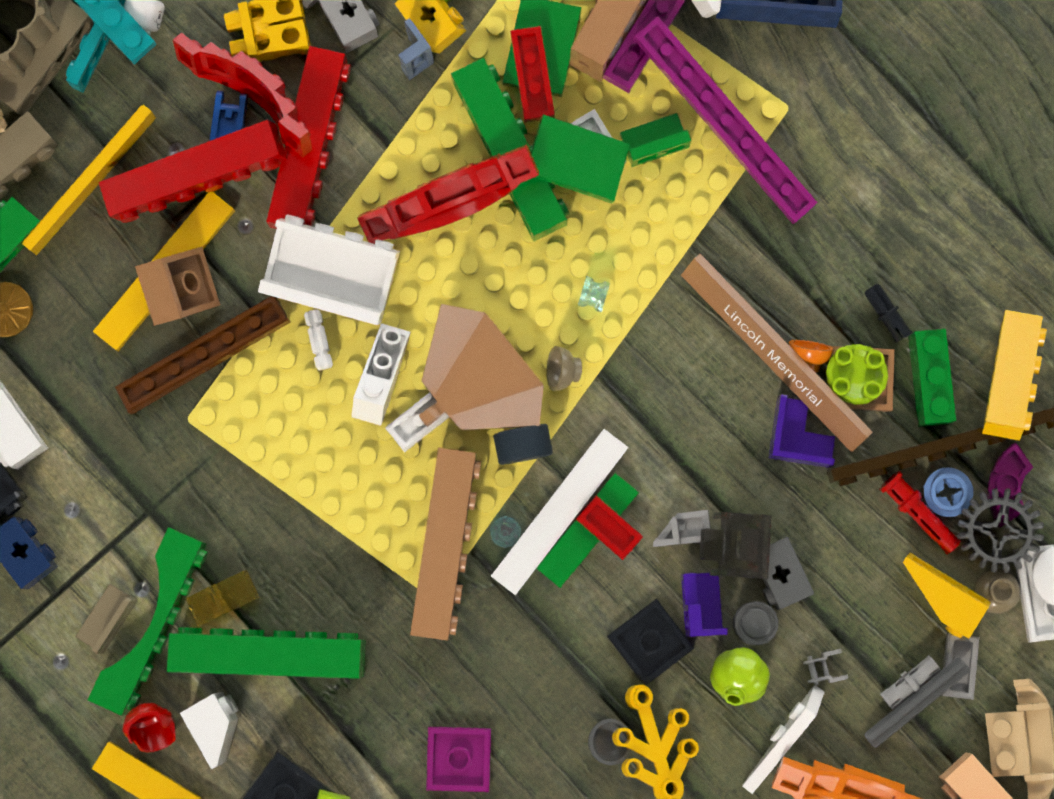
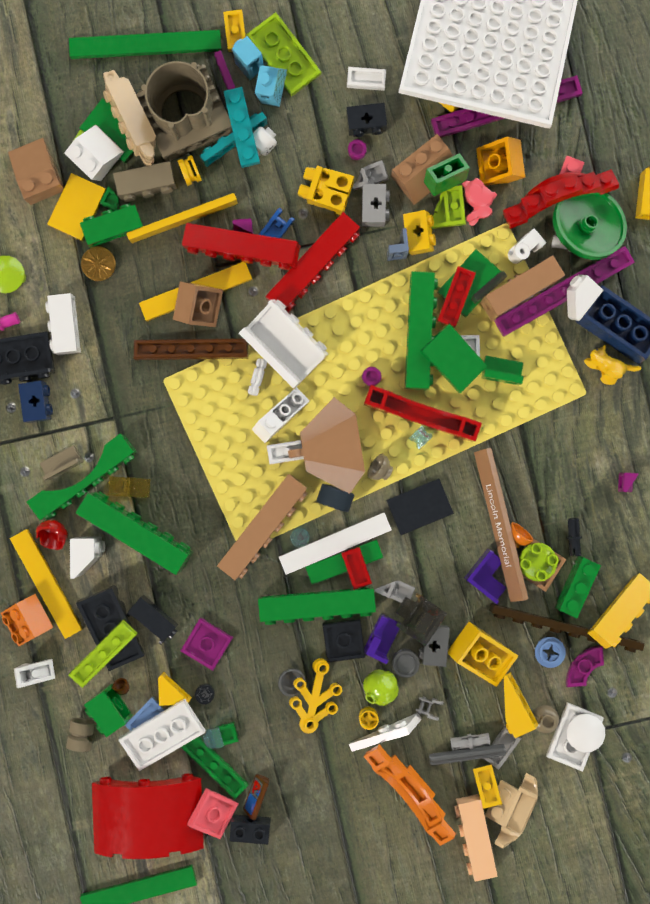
camera: 30 degrees right, 5 degrees up
(60, 110) = (187, 170): none -> yellow wheel
(180, 141) = (243, 225): none -> magenta slope
(249, 78) = (301, 211): red piece -> none
(363, 765) = (153, 619): none -> black brick
(449, 196) = (372, 339): red piece -> none
(478, 249) = (371, 376): none -> magenta tile
(569, 35) = (488, 287): none -> clear smoke tile
(583, 611) = (316, 604): none -> green brick
(609, 255) = (422, 414): none -> red arch
(649, 393) = (419, 506): none -> black tile
(725, 120) = (547, 381): magenta plate -> none
(752, 733) = (367, 721): none -> yellow wheel
(801, 52) = (611, 368): none -> yellow animal
(855, 548) = (482, 654): none -> yellow slope
(911, 502) = (526, 646): red pin -> none
(914, 196) = (625, 481): none -> magenta slope
(971, 731) = (487, 786): none -> yellow plate
(996, 555) = (555, 702): dark grey gear -> none

